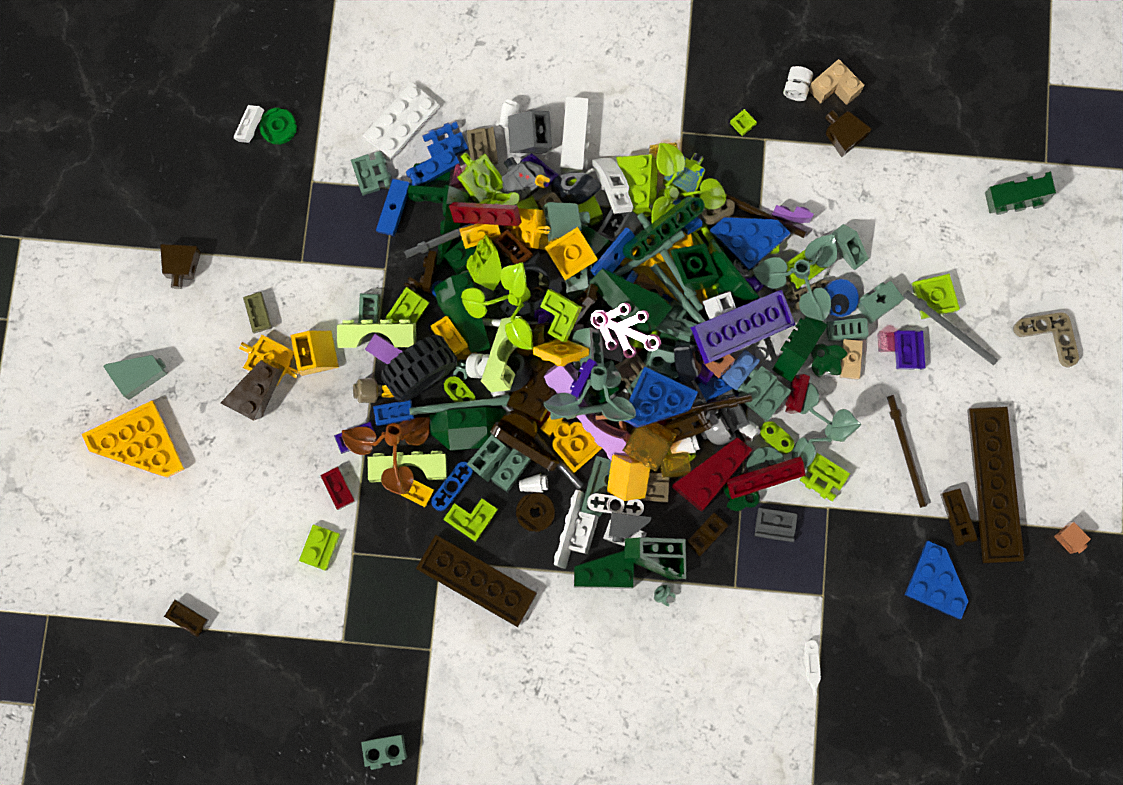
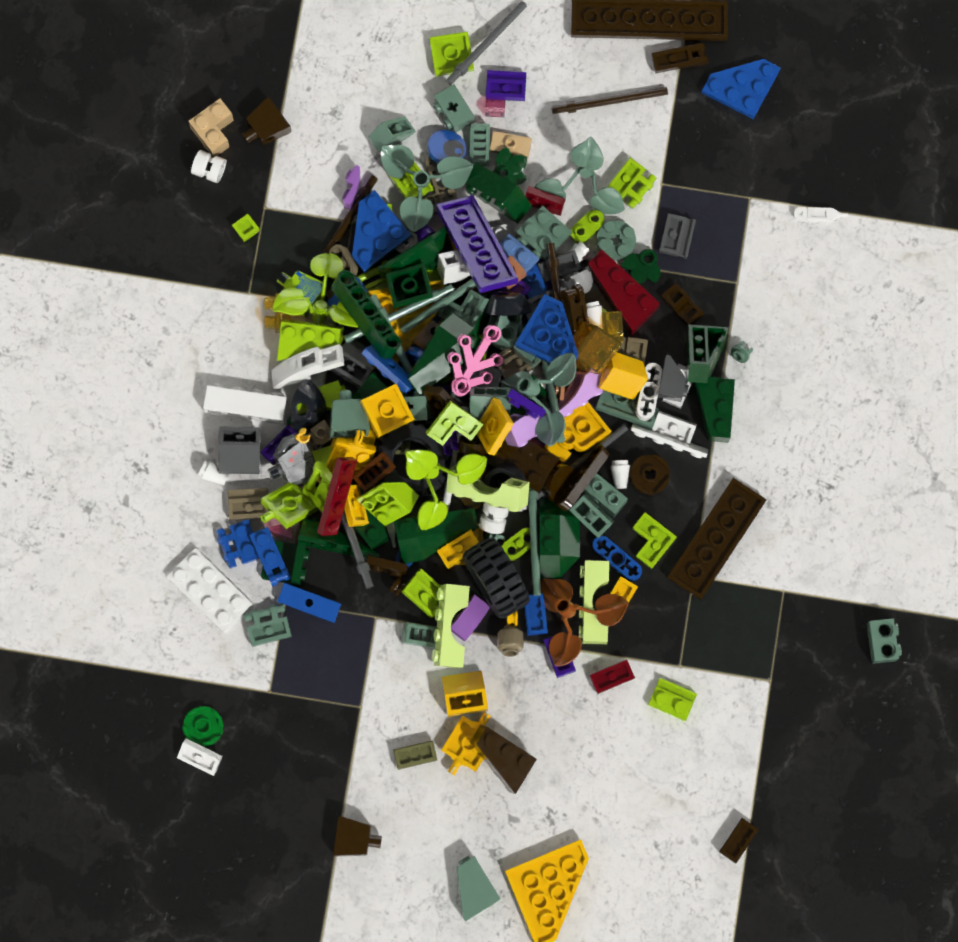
camera: 90 degrees left, 0 degrees up
(766, 477) = (631, 239): dark red plate -> none

